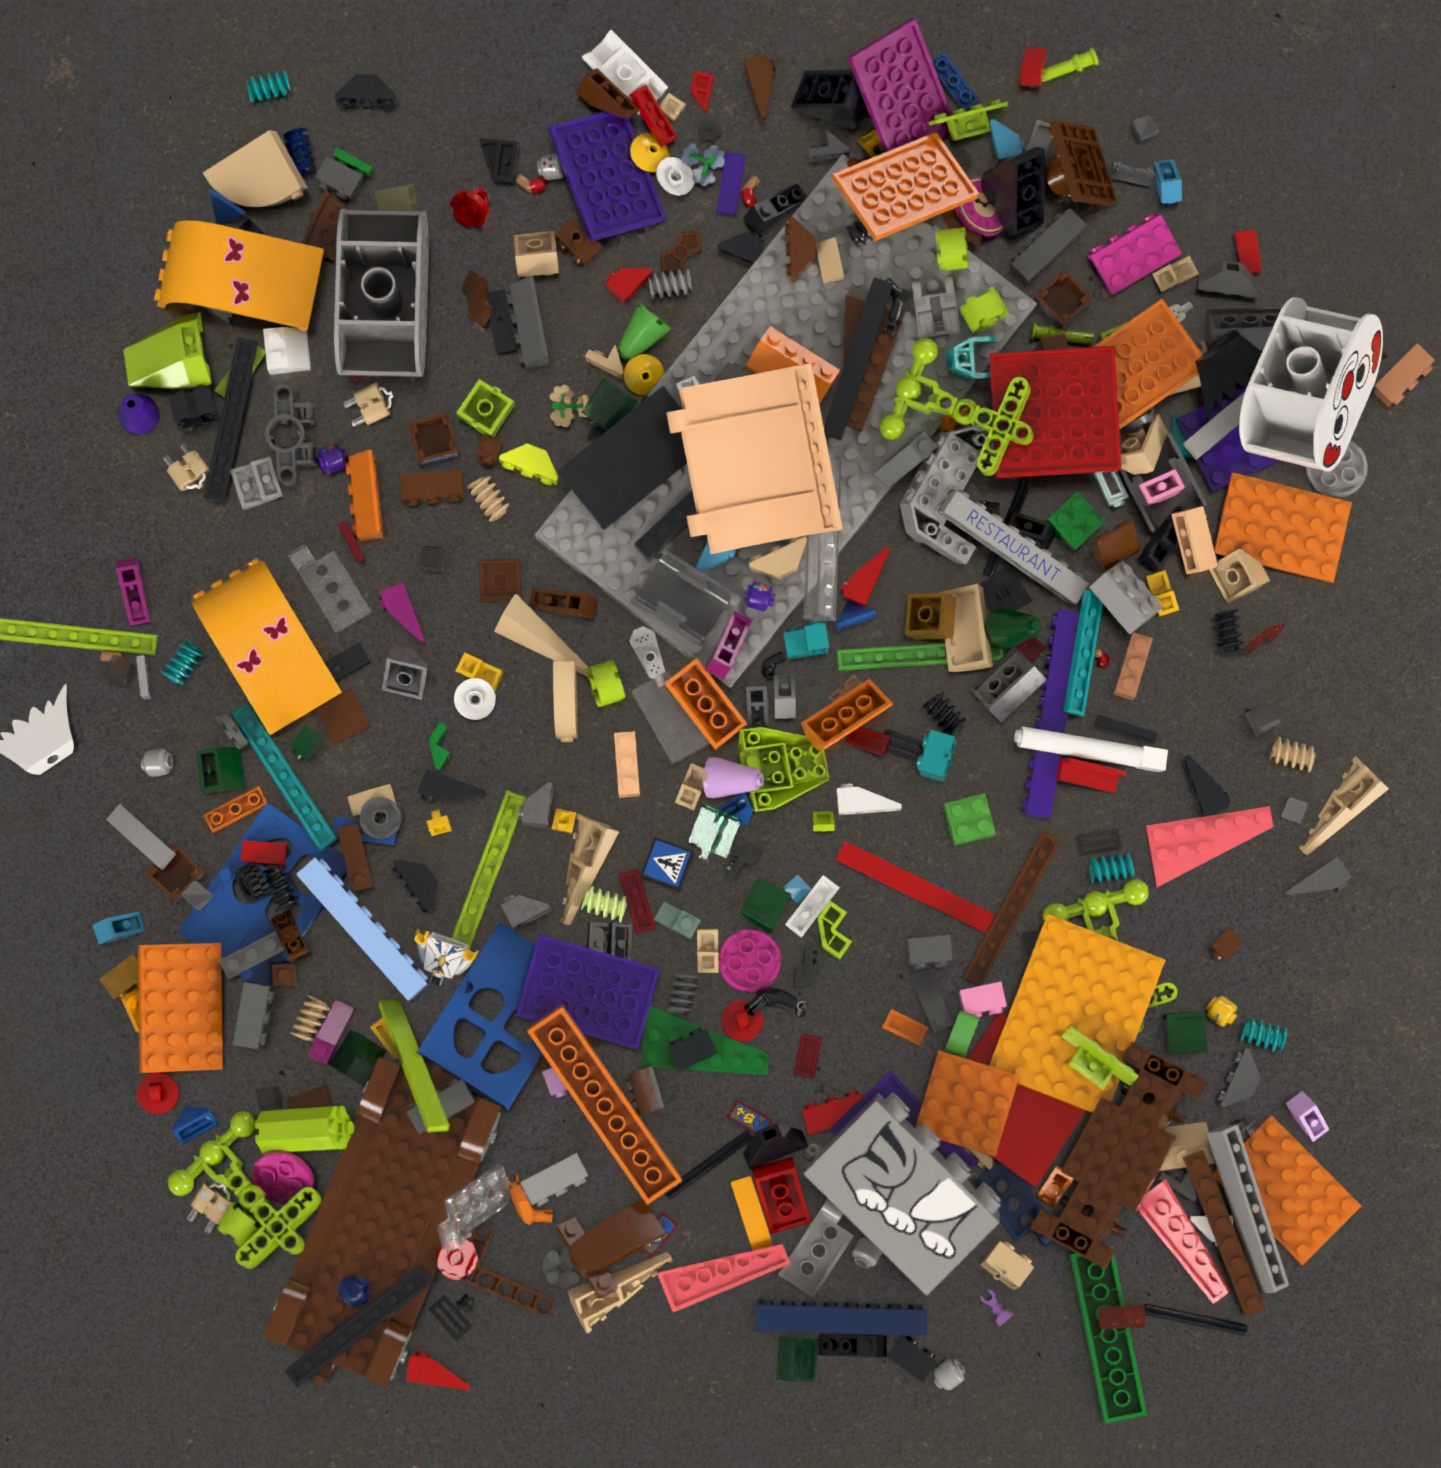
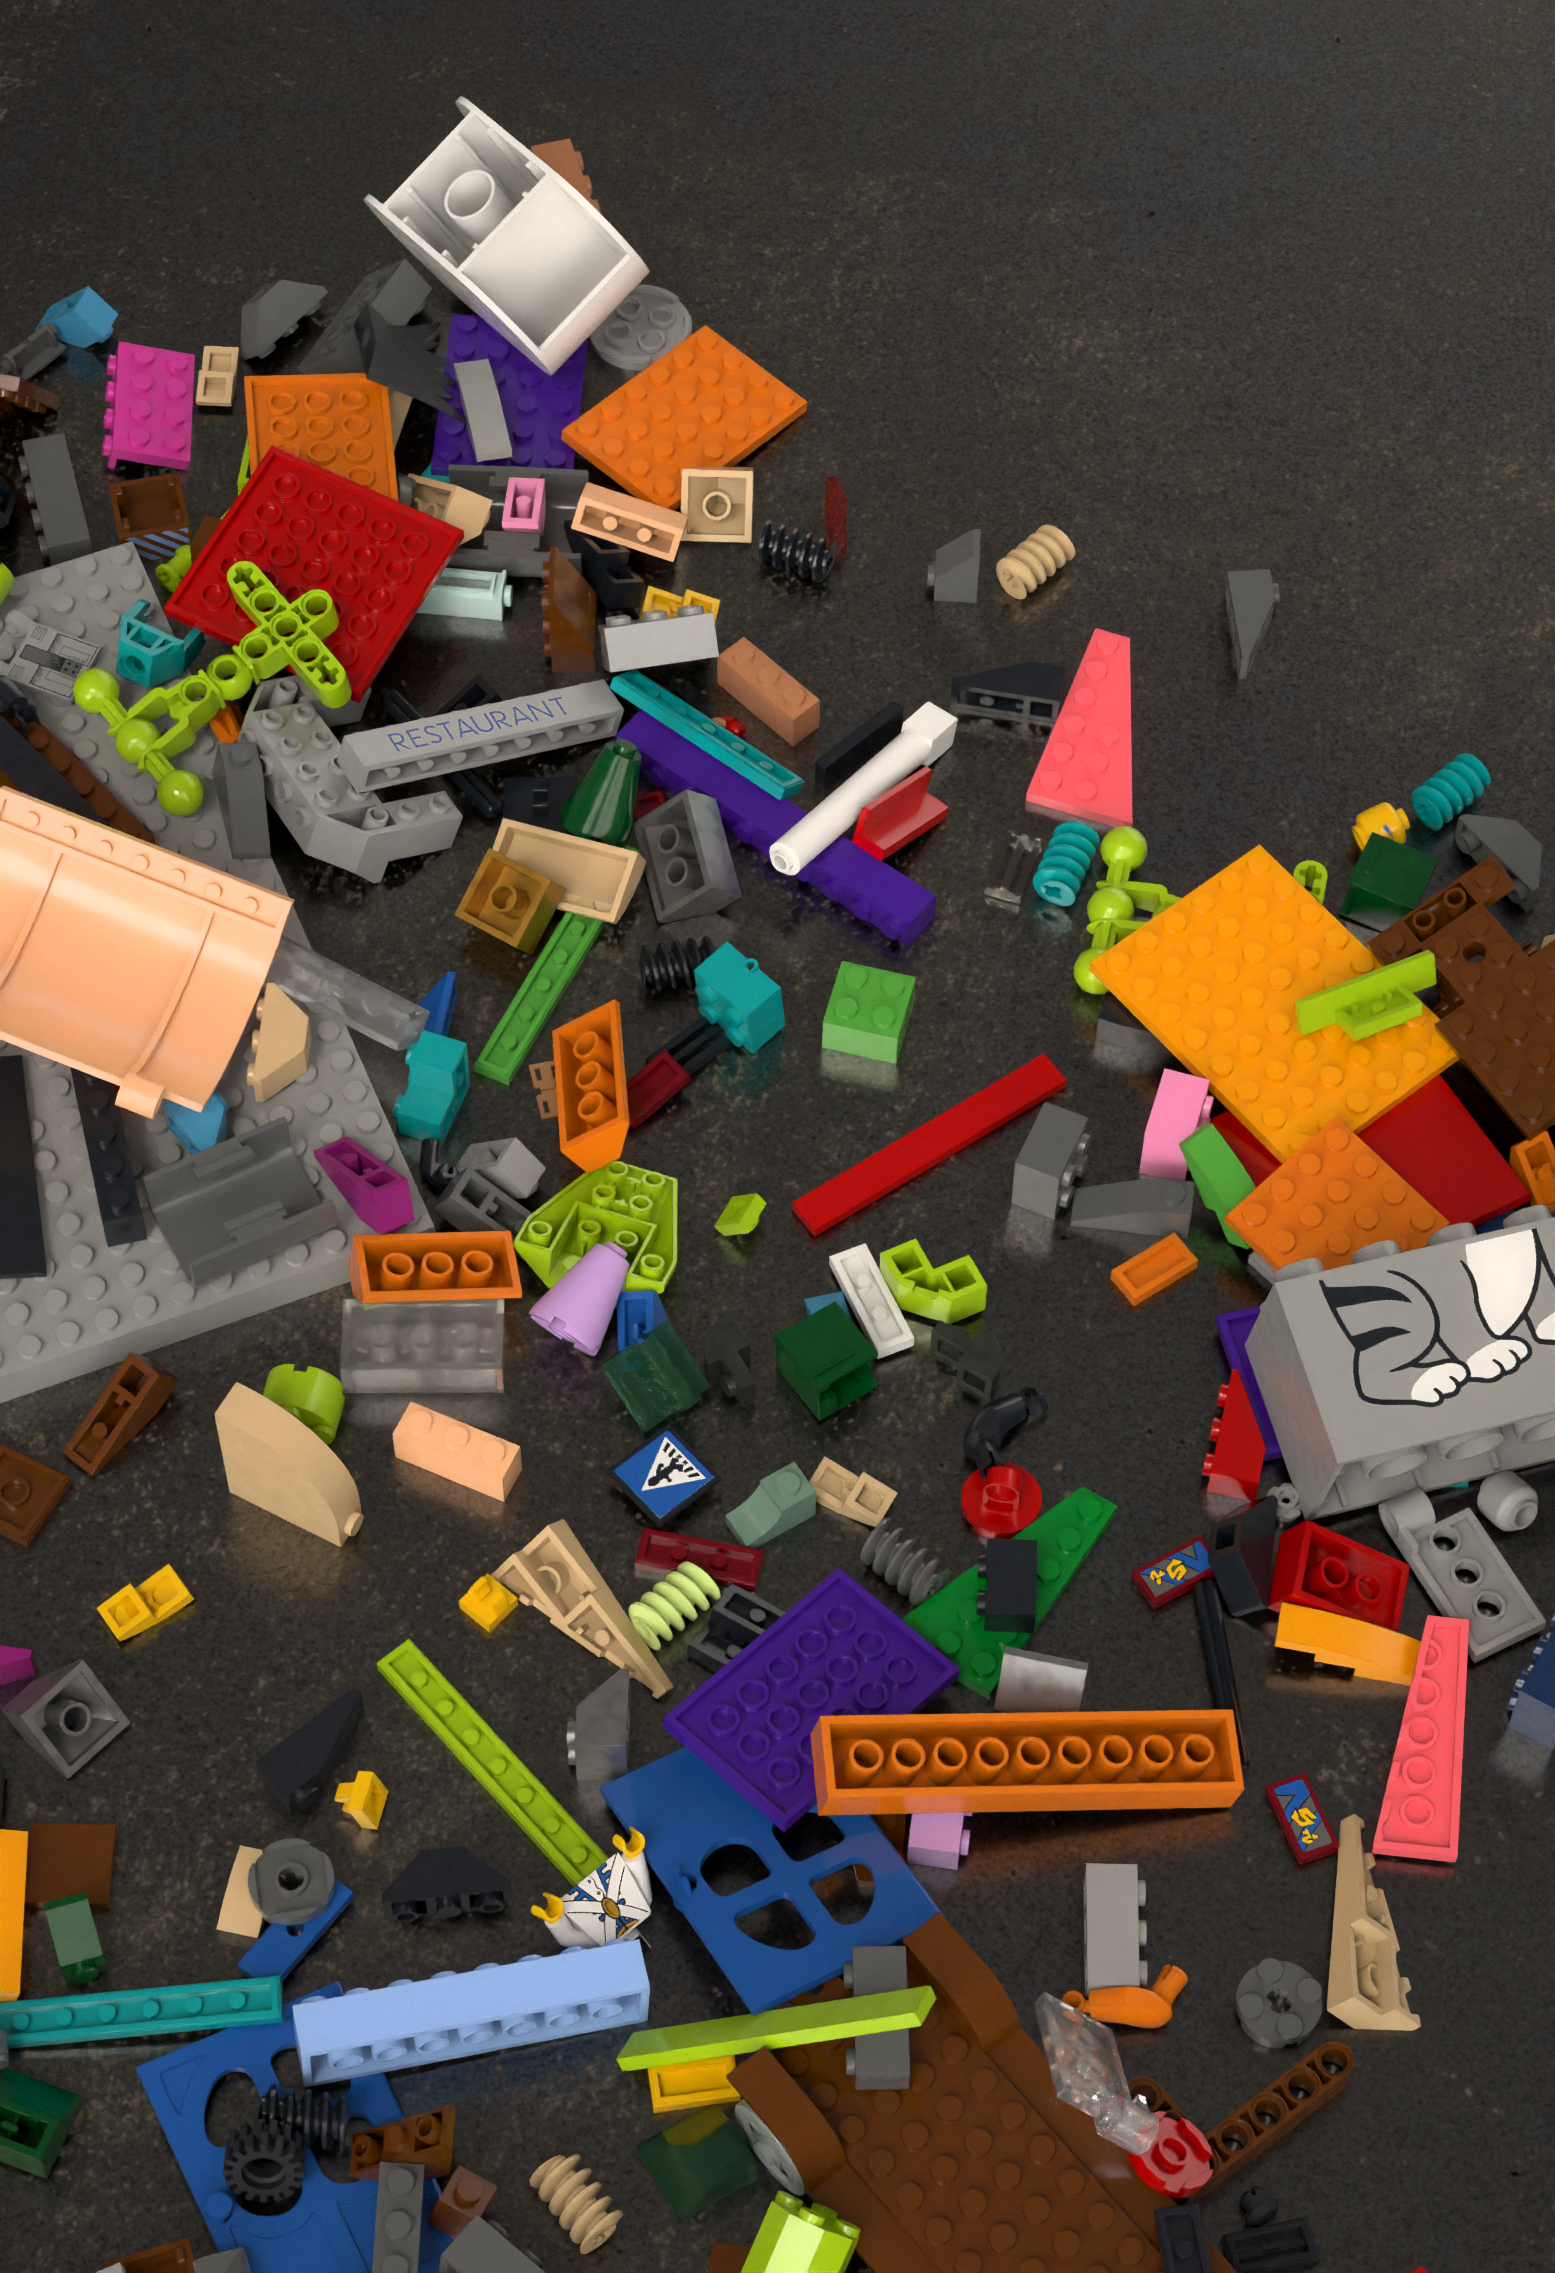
camera: 60 degrees left, 25 degrees down
(223, 815) = (111, 2160): orange tile -> none
(263, 852) = (224, 2110): red slope -> none
(331, 1032) = (634, 2187): slope -> none
(355, 857) = (330, 1960): reddish brown slope -> none
(439, 754) = (239, 1737): green slope -> none
(465, 693) = (183, 1614): white dish -> none
(528, 629) = (127, 1487): tan wedge -> none
(537, 808) = (447, 1618): flat silver slope -> none
(609, 1243) = (1279, 1896): reddish brown slope -> none
(645, 648) = (281, 1333): white piece -> none
(692, 786) = (556, 1378): tan slope -> none
(749, 960) = (906, 1439): dark pink tile -> none
(759, 596) = (316, 1100): dark purple head -> none
(807, 1056) = (1119, 1433): dark red tile -> none
(858, 800) = (743, 1143): white slope -> none
(863, 581) = (390, 962): red slope -> none
(984, 310) = (93, 588): lime brick -> none
(1011, 909) = (1049, 1028): reddish brown plate -> none
(1075, 521) = (498, 651): green brick -> none
(1225, 945) = (1277, 776): reddish brown brick -> none
(1248, 250) = (244, 276): red slope -> none
(1294, 810) = (1119, 601): dark grey slope -> none
(1353, 796) = (1145, 527): tan wedge -> none

